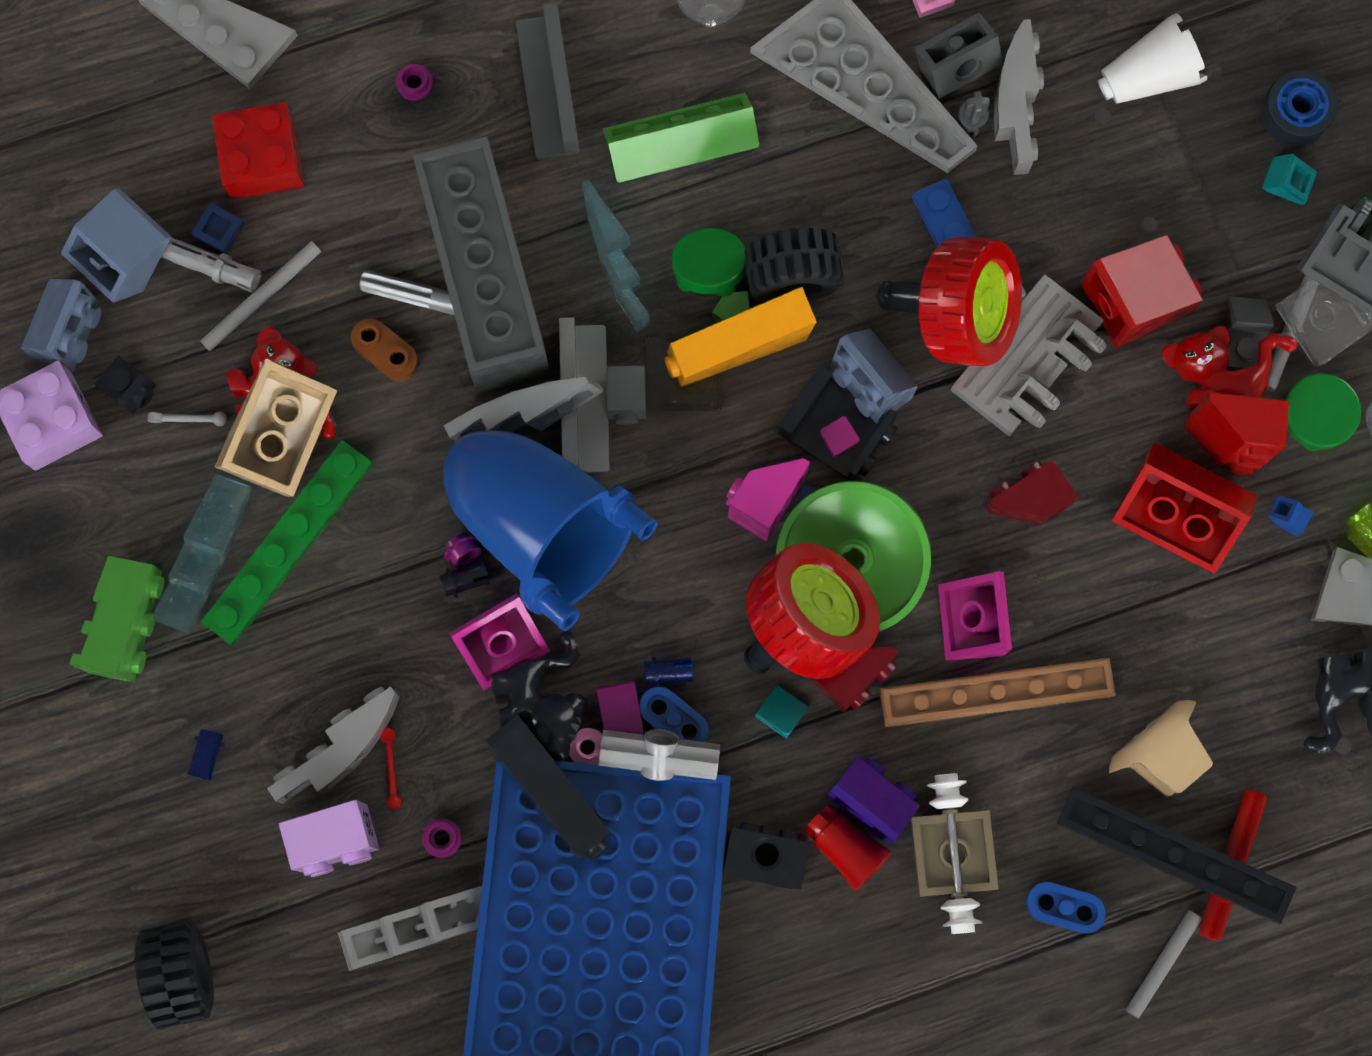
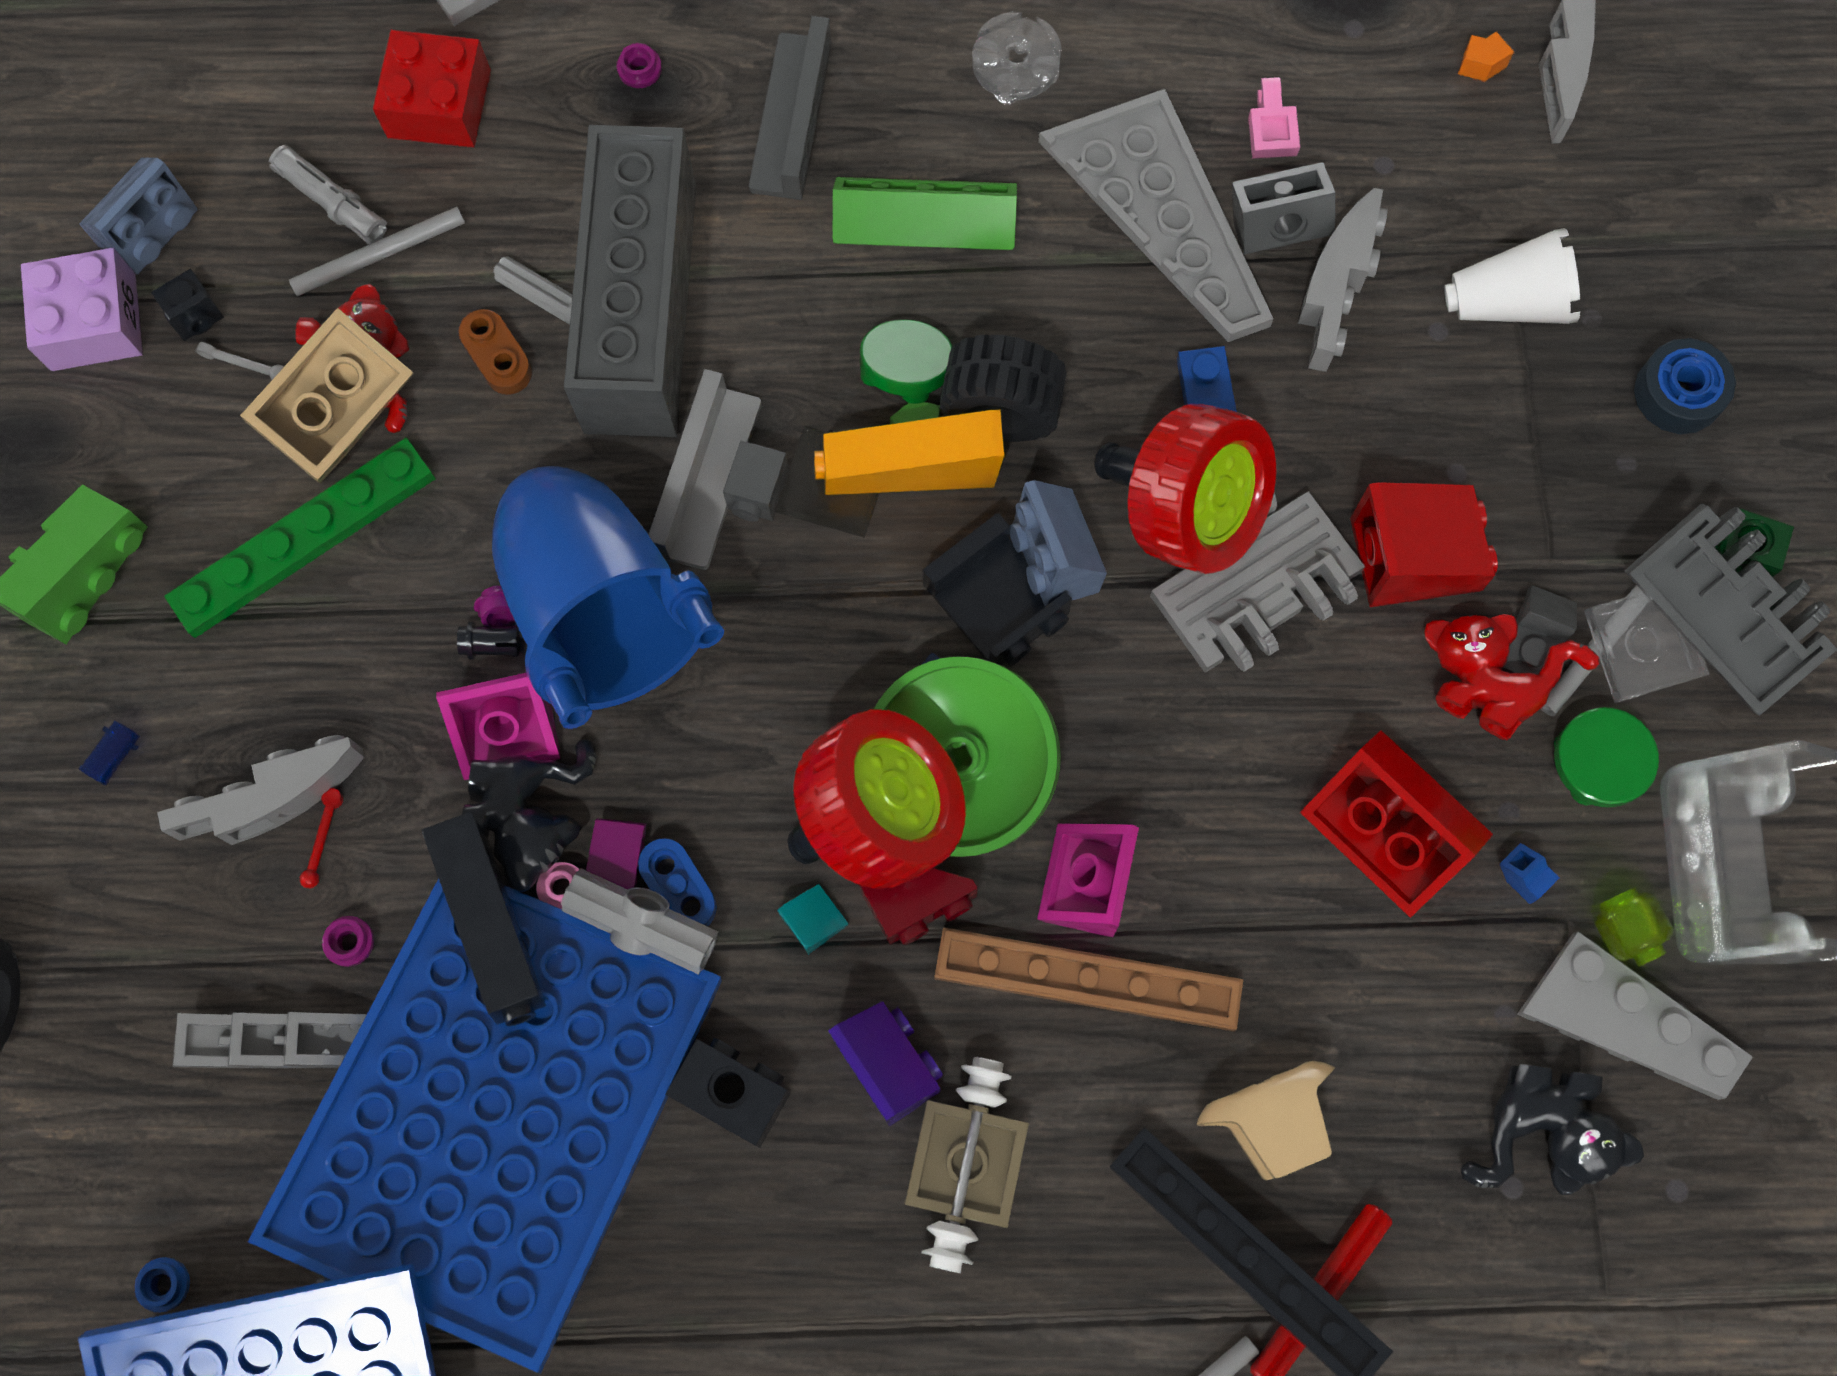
camera: 20 degrees right, 5 degrees down
(116, 246) = (229, 144): sand blue slope -> none
(202, 554) = (202, 516): clear light blue slope -> none
(217, 228) = (356, 162): dark blue plate -> none
(329, 837) = (206, 895): lavender brick -> none
(535, 406) = (636, 458): light grey slope -> none
(611, 244) = (798, 311): clear light blue slope -> none
(667, 671) = (690, 825): clear blue pin -> none
(765, 496) = (879, 647): dark pink slope -> none
(839, 436) = (995, 609): dark pink piece -> none
(847, 846) = (834, 1111): red plant -> none
(974, 113) = (1280, 277): dark grey axle -> none
(1036, 497) = (1212, 752): dark red slope -> none
(1065, 906) = (1086, 1279): blue plate -> none
(1239, 430) = (1492, 742): red slope -> none
(1290, 178) = (1649, 468): teal slope -> none

